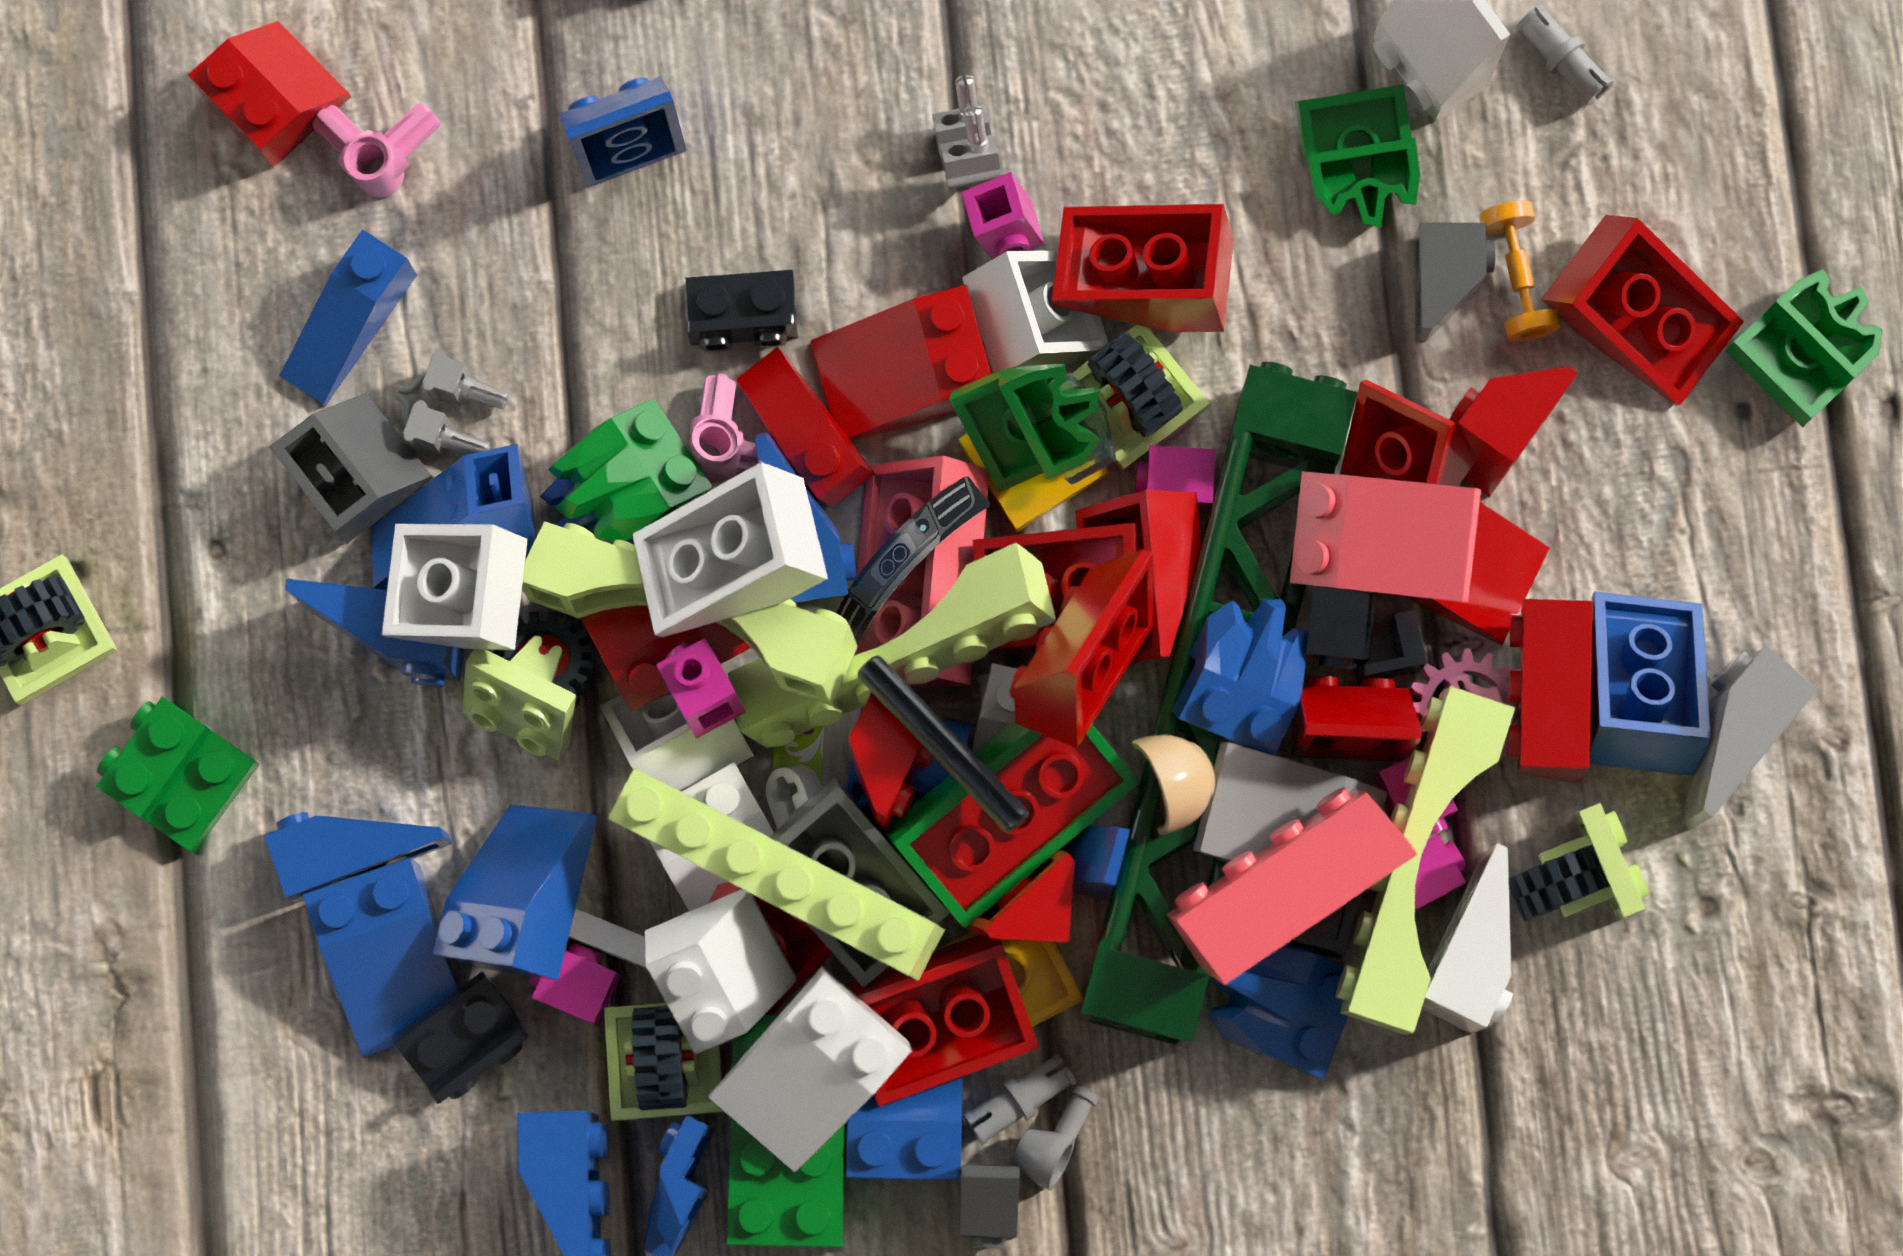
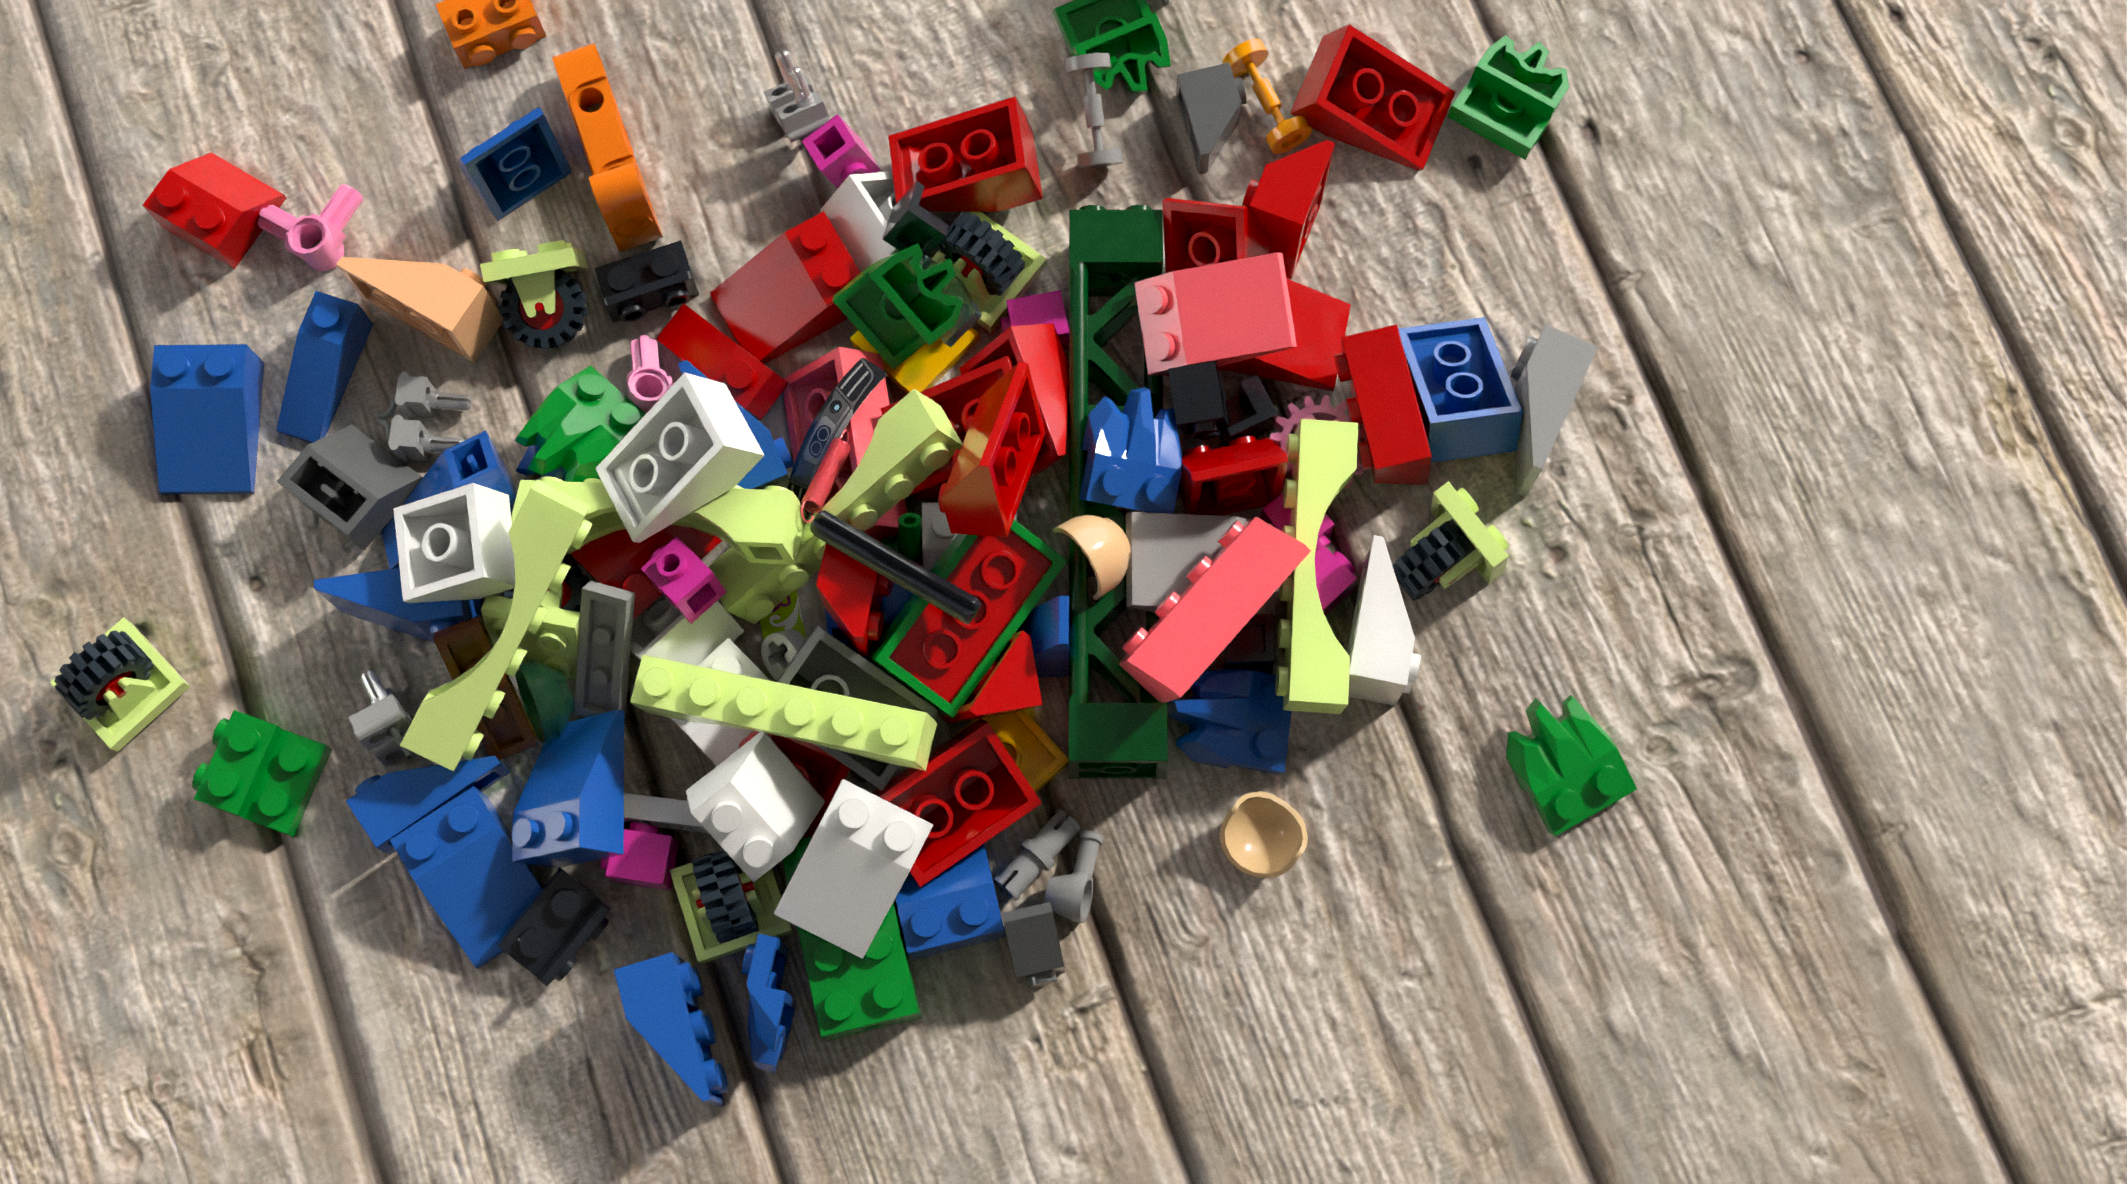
camera: 15 degrees left, 5 degrees down
(204, 343) = (206, 417): none -> blue slope
(328, 762) = (382, 723): none -> light grey piece
(409, 768) = (540, 540): none -> yellowish green arch
(448, 748) = (510, 728): none -> reddish brown plate
(494, 273) = (431, 299): none -> light nougat slope
(510, 776) = (544, 699): none -> clear green piece
(590, 741) = (603, 649): none -> light grey plate
(616, 303) = (541, 298): none -> plate
(734, 137) = (607, 148): none -> orange beam
(890, 609) = (825, 475): none -> coral piece
(963, 701) = (909, 538): none -> green arm
(1062, 335) = (913, 224): none -> black panel
(1280, 1147) = (1263, 835): none -> tan helmet
(1310, 241) = (1093, 110): none -> light grey wheel
(1648, 1157) = (1567, 765): none -> green plate

